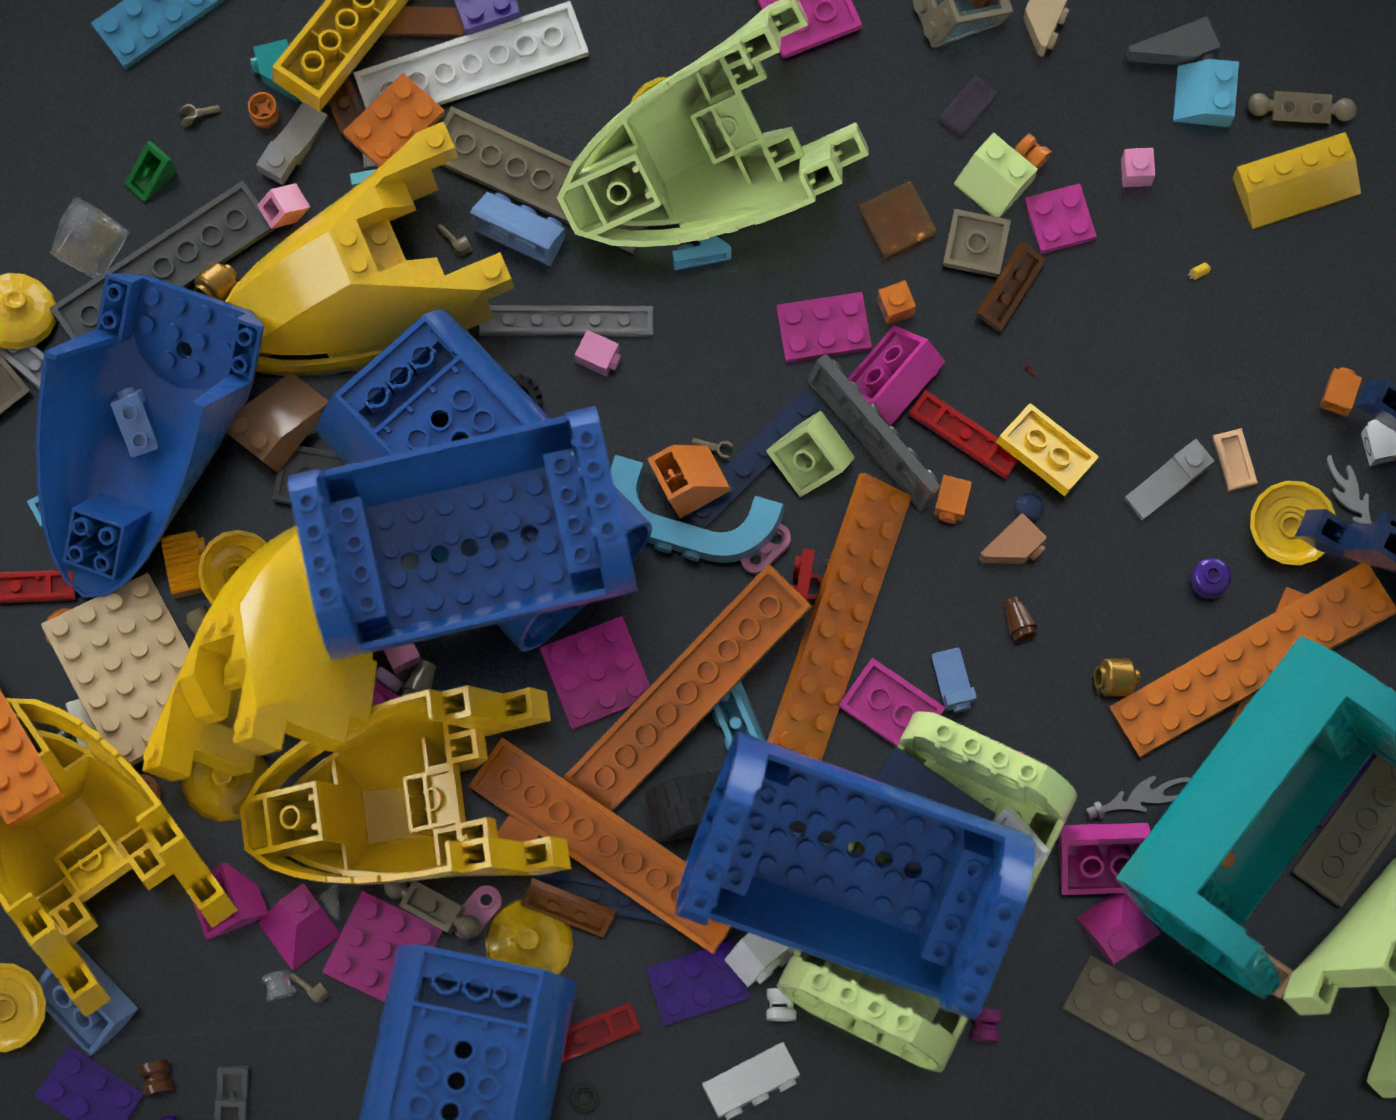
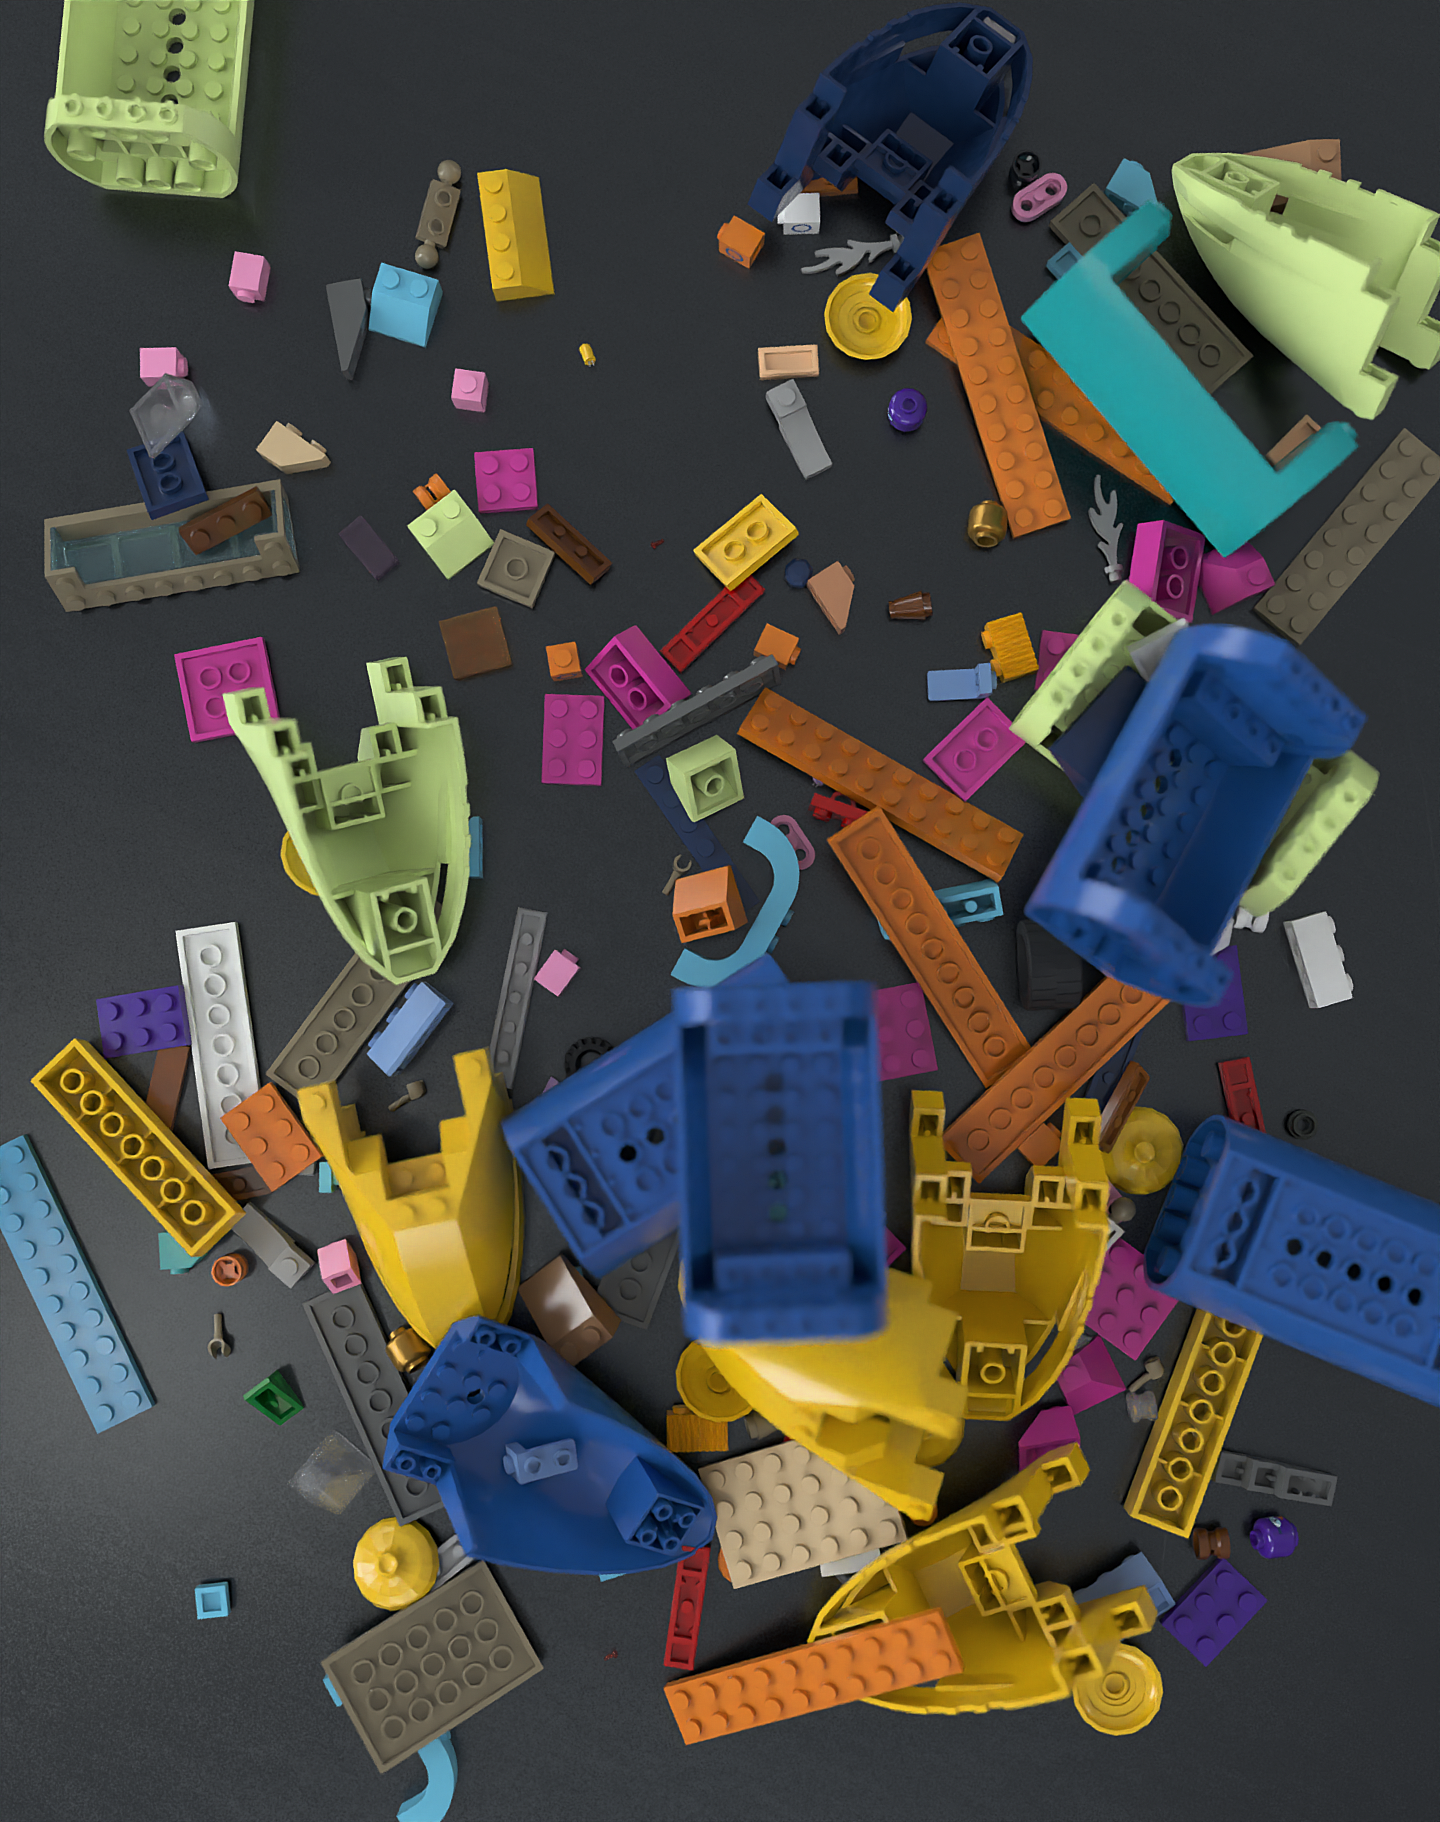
camera: 80 degrees left, 10 degrees up
(269, 1034) = (1192, 1423): none -> yellow brick
(1002, 719) = (1010, 647): none -> light orange brick

